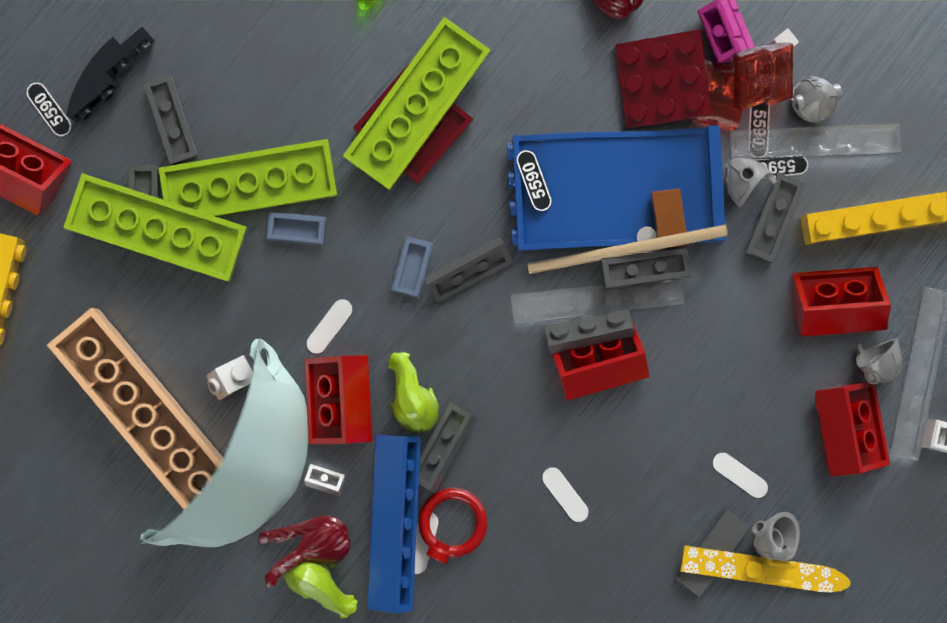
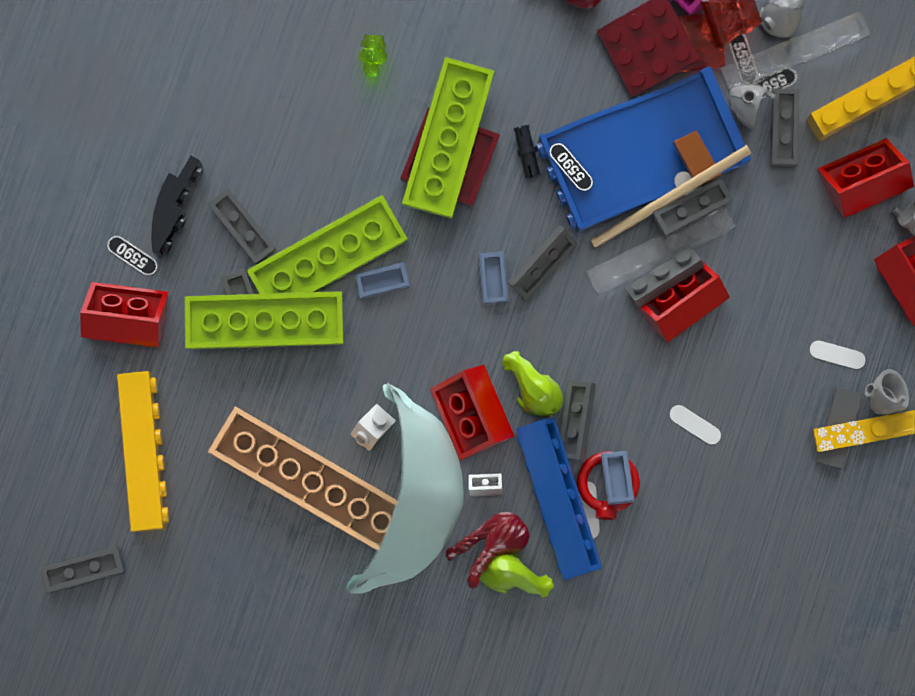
camera: 20 degrees left, 5 degrees down
(329, 326) = (440, 354): white sticker -> none
(462, 523) = (617, 477): none -> sand blue tile
(495, 147) = (527, 151): none -> black pin

